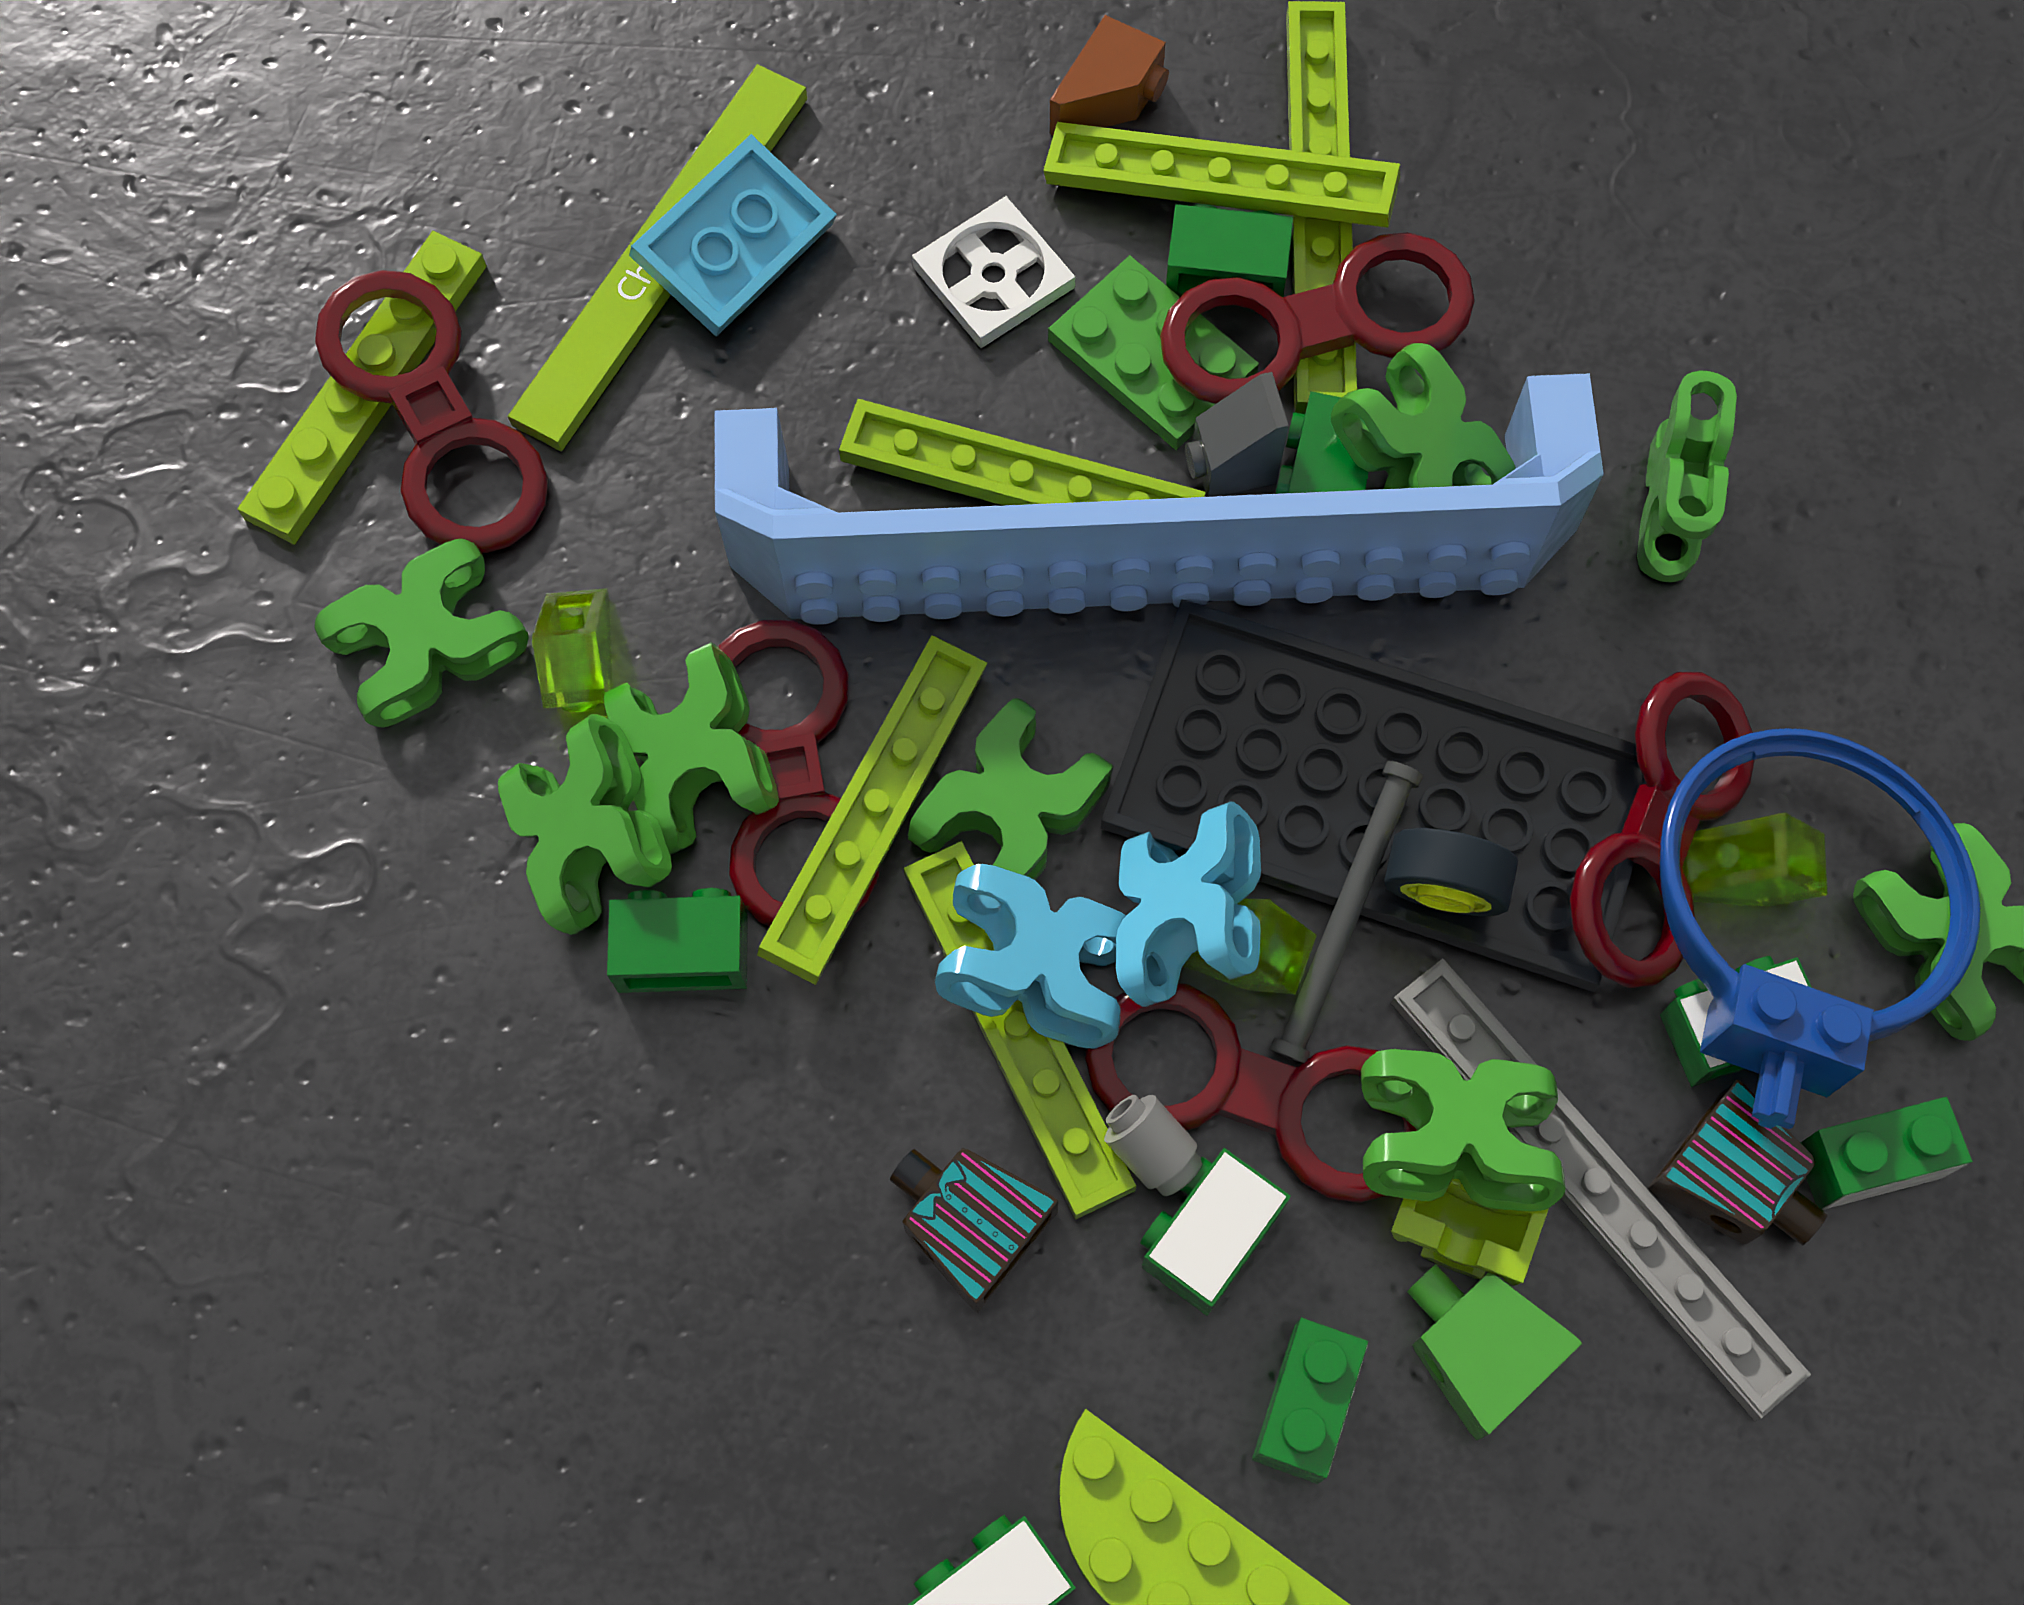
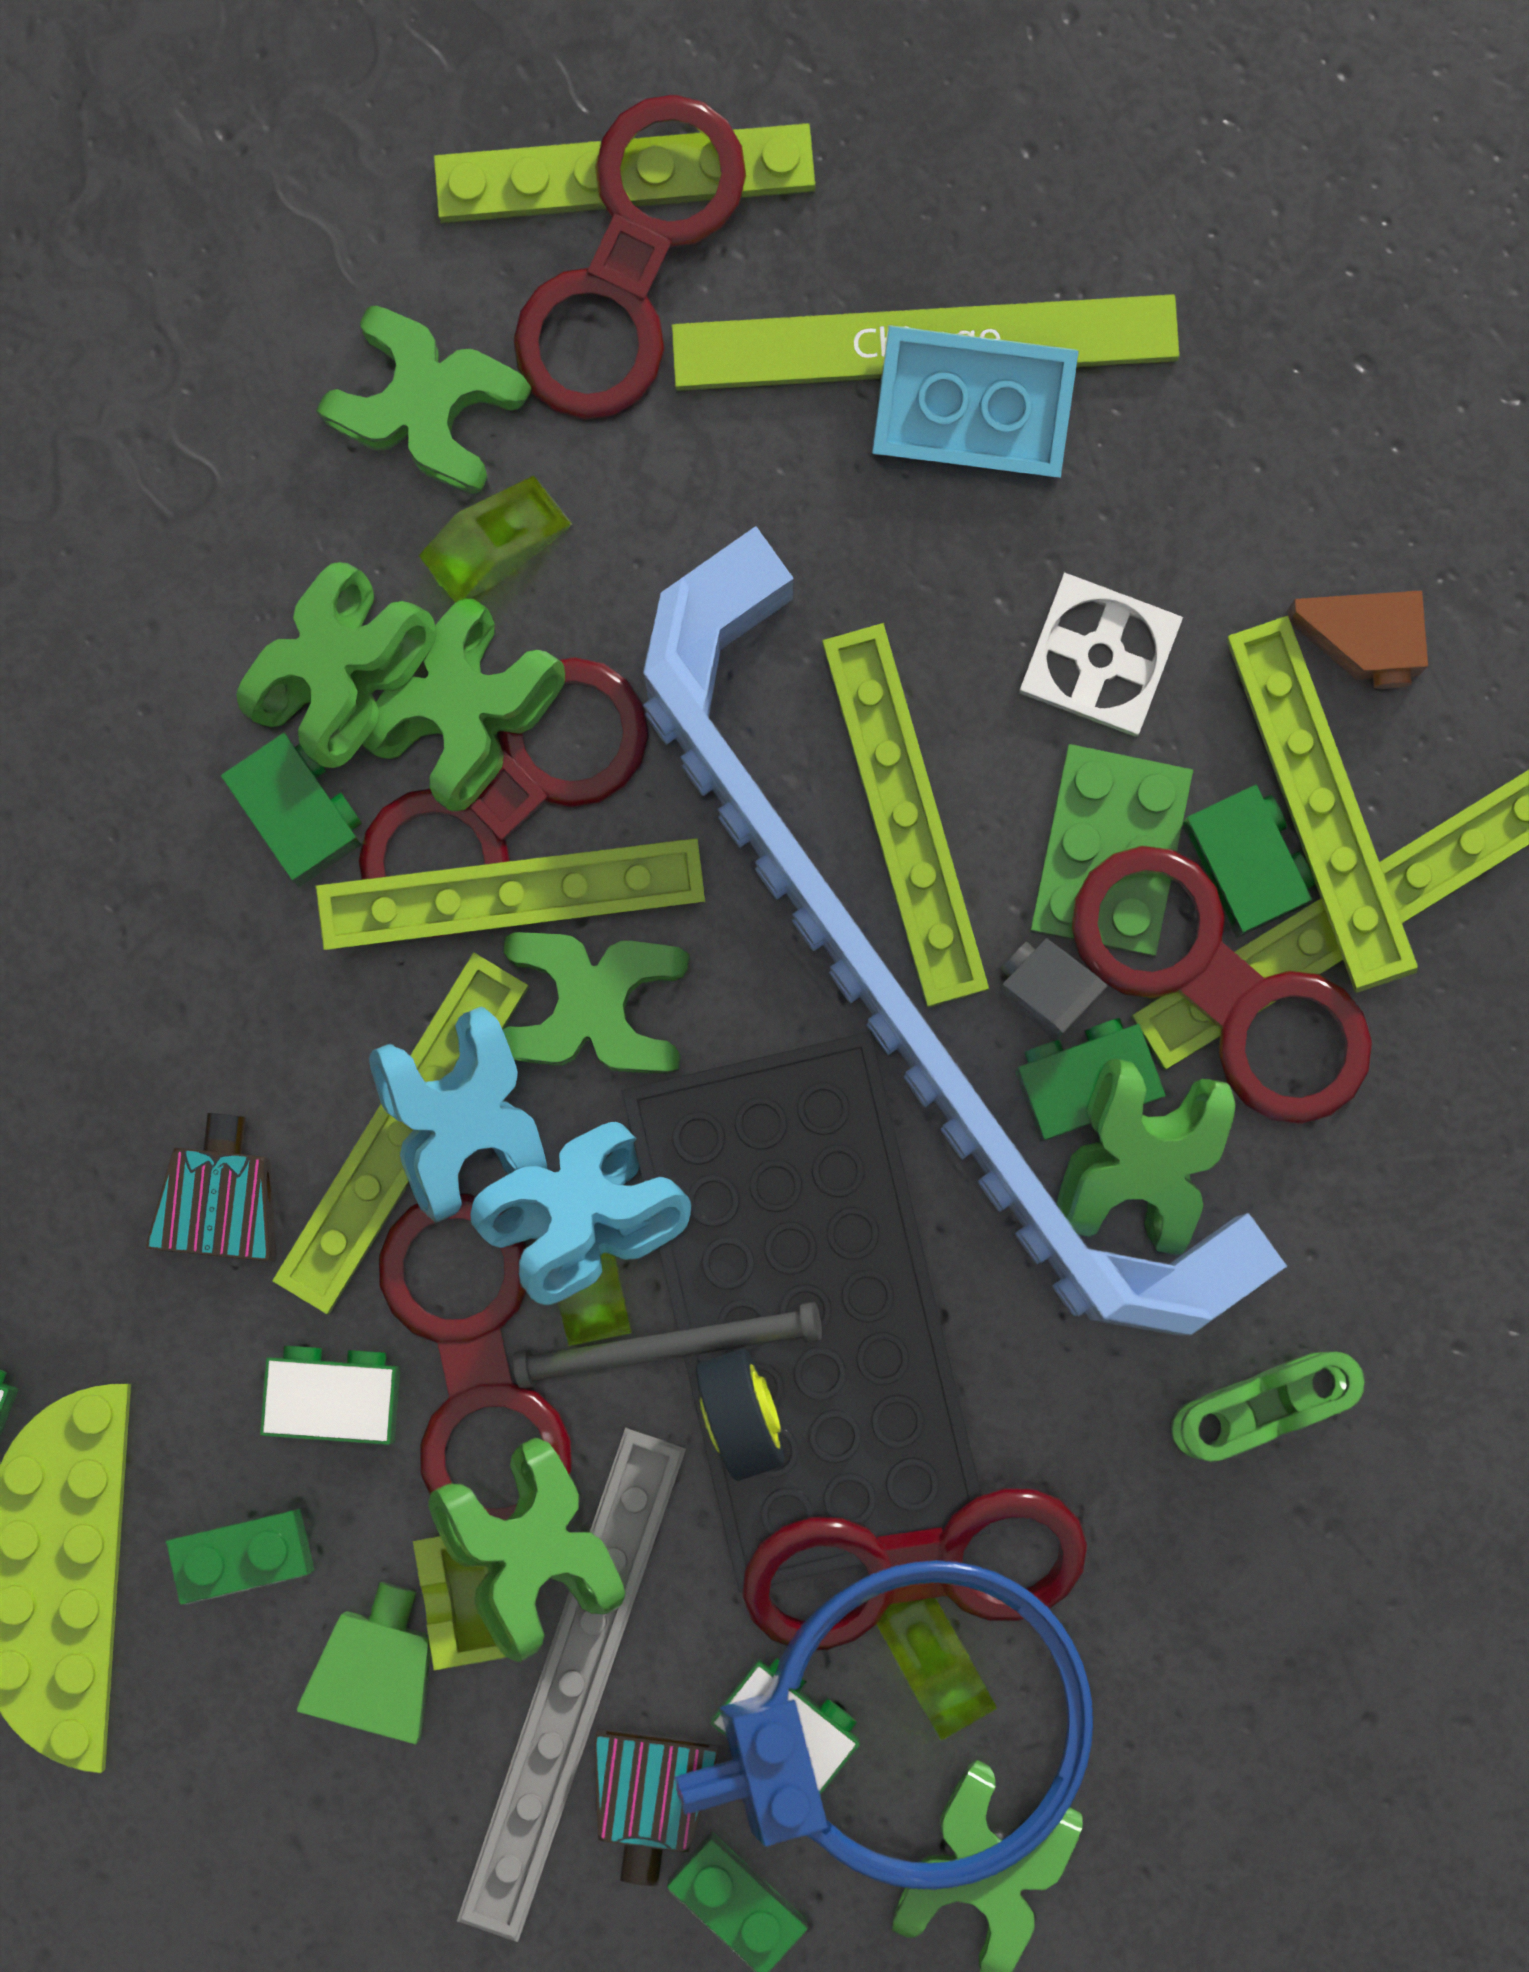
camera: 55 degrees right, 15 degrees up
(1152, 1144) = (365, 1307): light grey brick -> none

